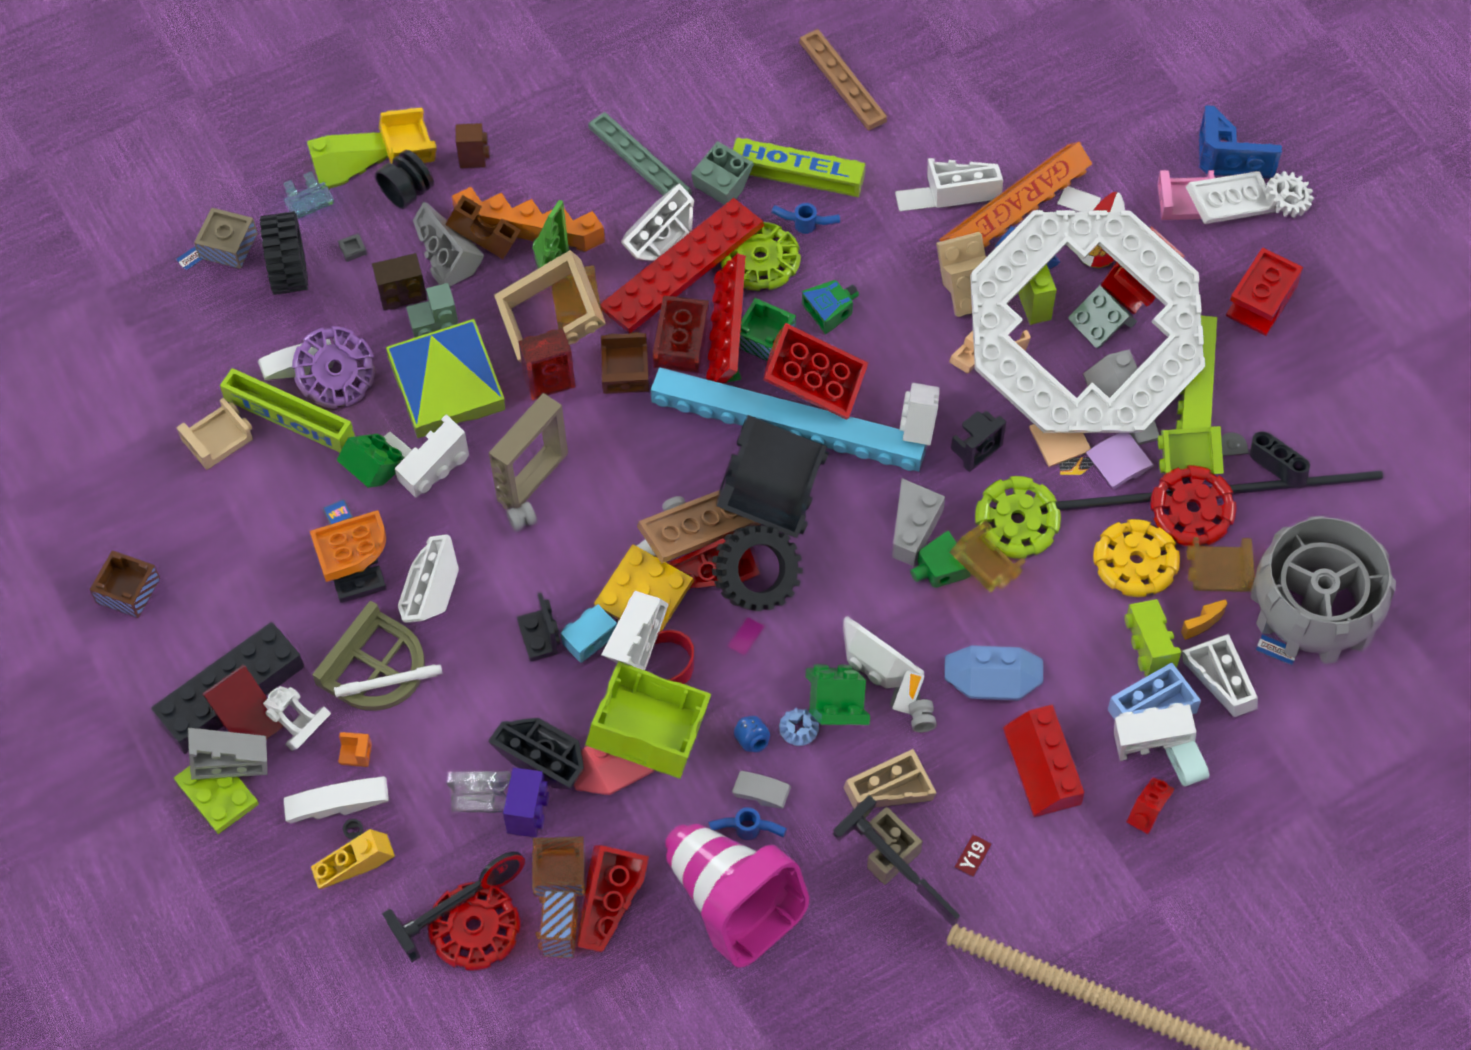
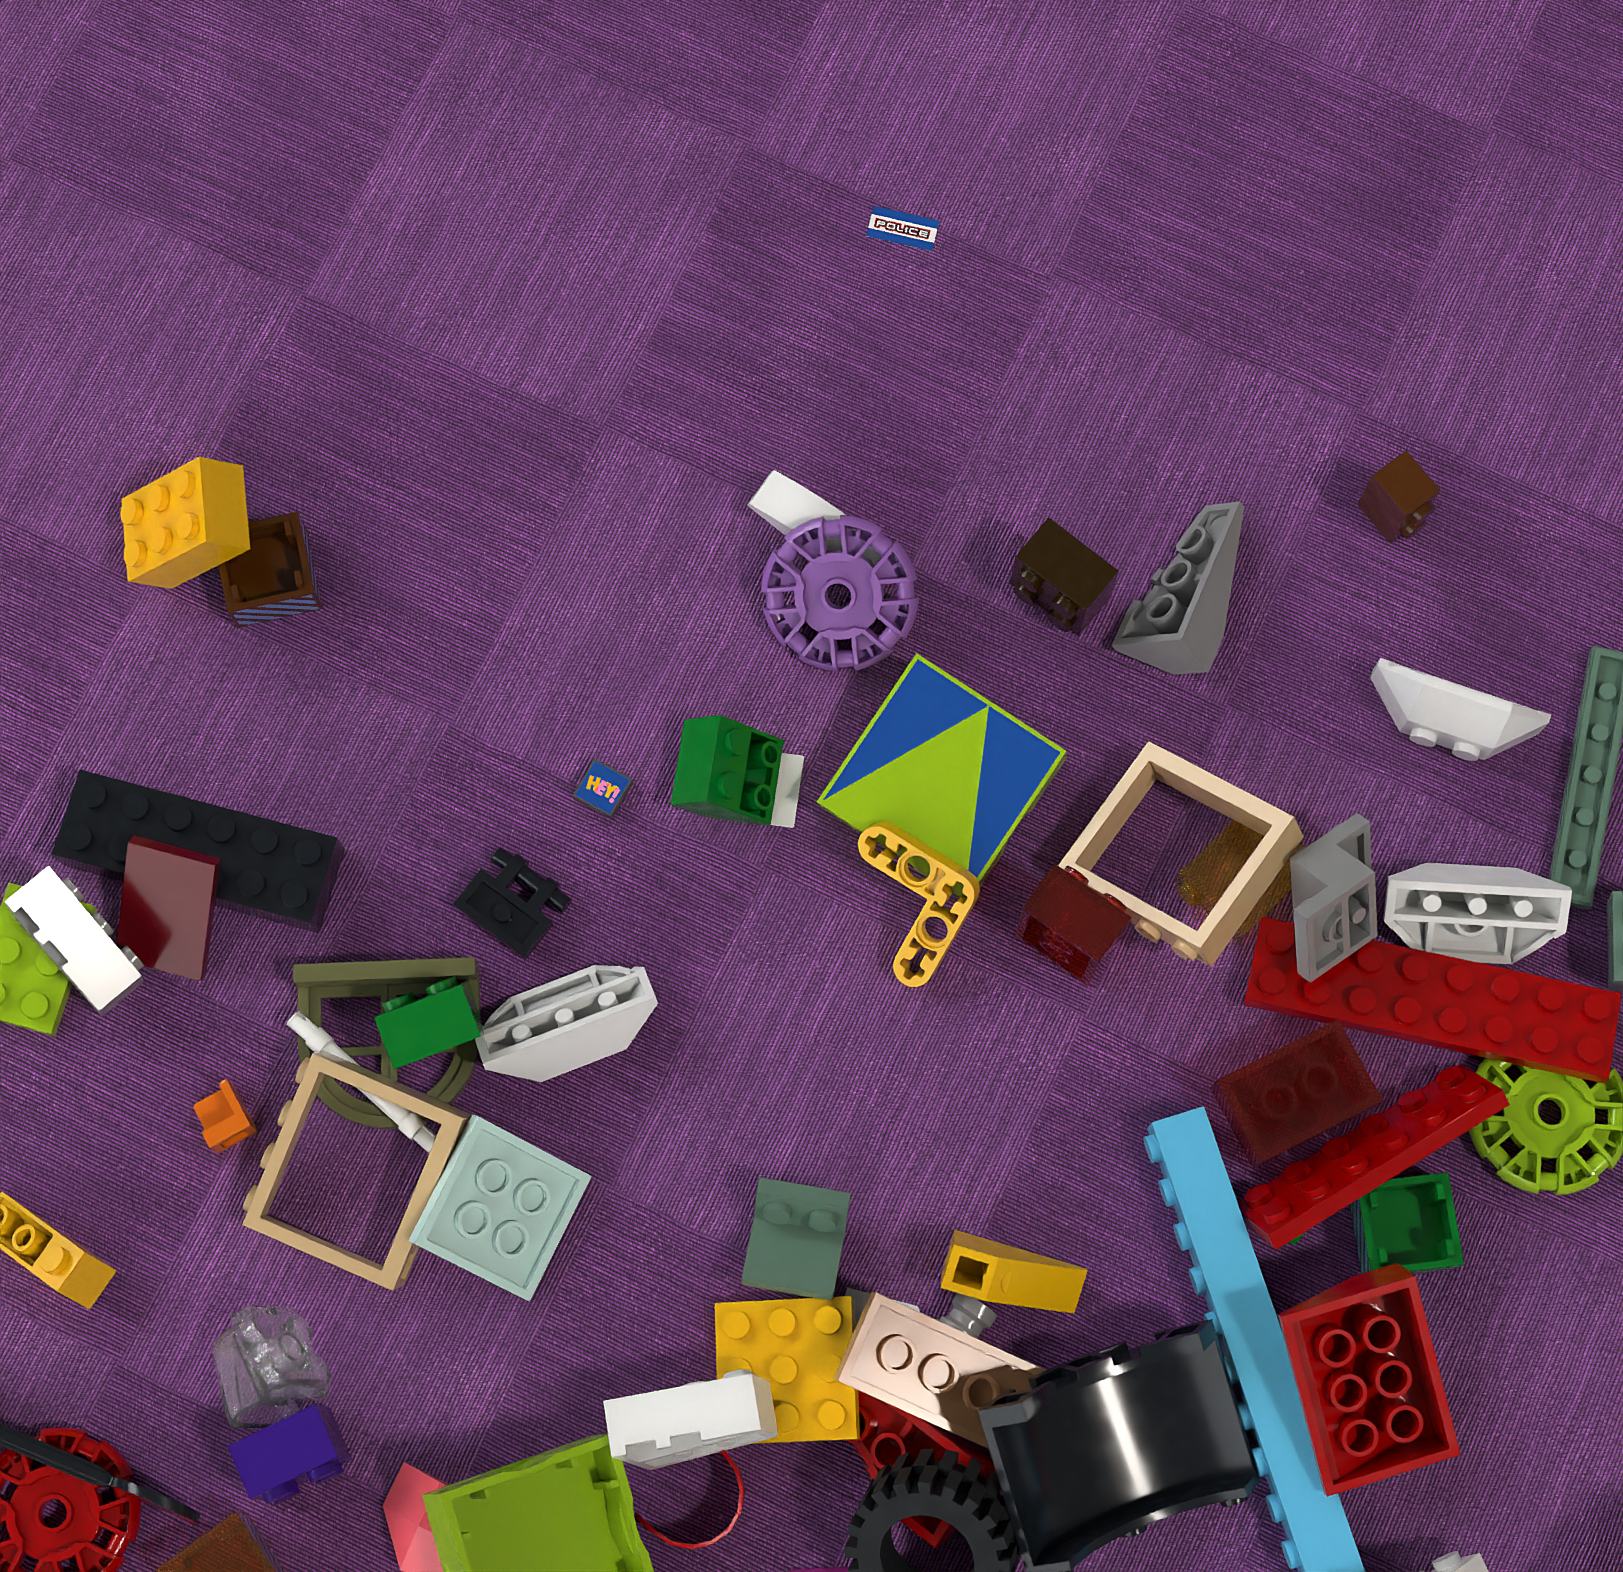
camera: 55 degrees right, 15 degrees up
(77, 595) = (185, 523): none -> yellow piece
(216, 434) = (608, 504): tan panel -> none
(225, 238) = (953, 254): dark tan container -> none
(284, 252) = (974, 367): black tyre -> none
(286, 410) = (716, 581): lime brick -> none
(303, 725) = (210, 1010): white tile -> none
(308, 200) = (1119, 322): clear light blue plate -> none
(336, 798) = (123, 1152): white slope -> none
(345, 155) = (1241, 316): lime wedge -> none
(349, 545) = (551, 851): orange plate -> none
(352, 247) = (1085, 451): dark grey tile -> none
(352, 824) = (87, 1219): black hinge -> none
(383, 629) = (429, 1024): none -> green slope
(404, 179) = (1257, 442): black wheel -> none
(406, 131) = (1344, 383): yellow panel -> none
(434, 314) = (1045, 673): sand green brick -> none
(434, 459) = (787, 866): white wedge -> none
(458, 682) = (278, 1154): none -> tan window
(467, 222) = (1256, 662): reddish brown arch -> none
(486, 655) = (500, 1208): none -> light aqua plate
(488, 404) = (933, 888): none -> yellow beam
(521, 516) = (787, 1077): light grey wheel -> none
(539, 631) = (604, 1252): black bracket -> none
(540, 747) = (393, 1416): black wedge -> none
(543, 417) = (878, 1021): dark tan window -> none
(553, 237) = (1301, 766): bright green wedge -> none
(573, 183) = (1453, 714): none -> white wedge
(582, 232) = (1328, 690): orange brick -> none
(588, 633) = (650, 1336): medium azure brick -> none
(590, 551) = (796, 1239): none -> sand green bracket
(613, 265) = (1333, 897): none -> light grey bracket
(624, 363) = (1181, 1037): reddish brown panel -> none
(670, 483) = (1010, 1275): none -> yellow slope
(829, 304) = (1539, 1298): green torso -> none

